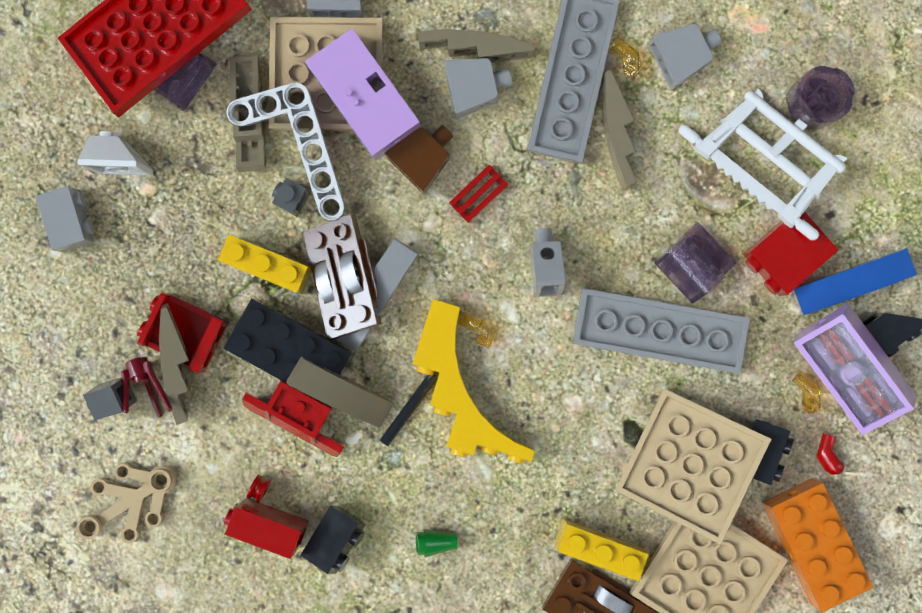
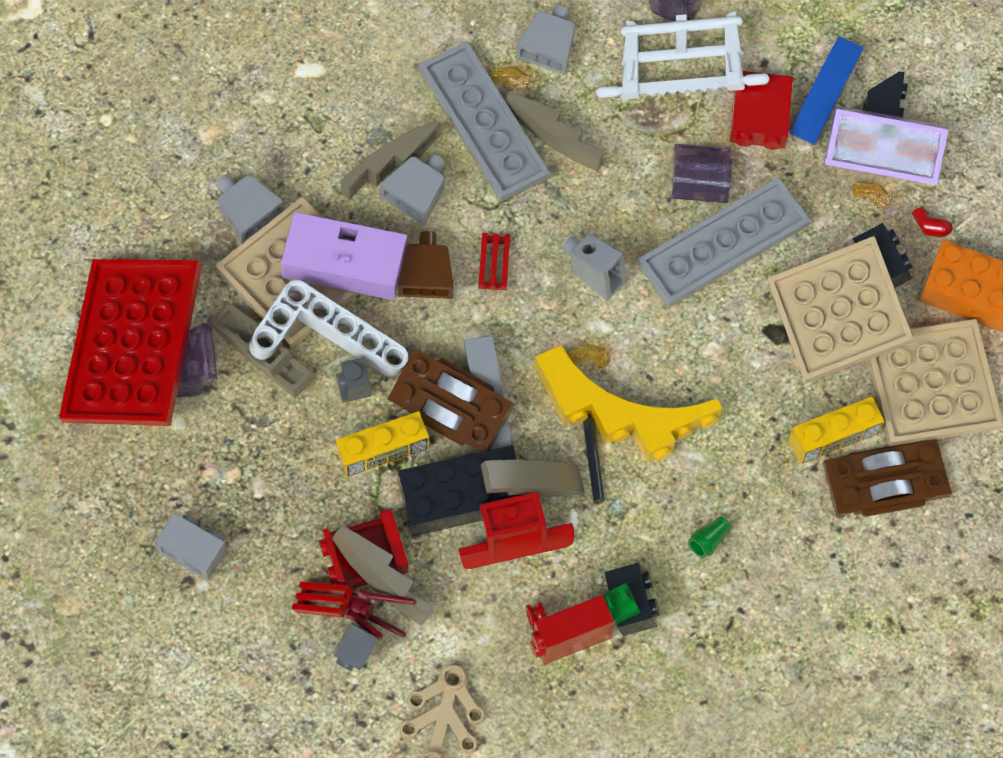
camera: 45 degrees left, 20 degrees down
(111, 328) = (304, 596): none -> red tile
(112, 156) = (191, 463): white slope -> none
(315, 542) = (621, 603): none -> green tile

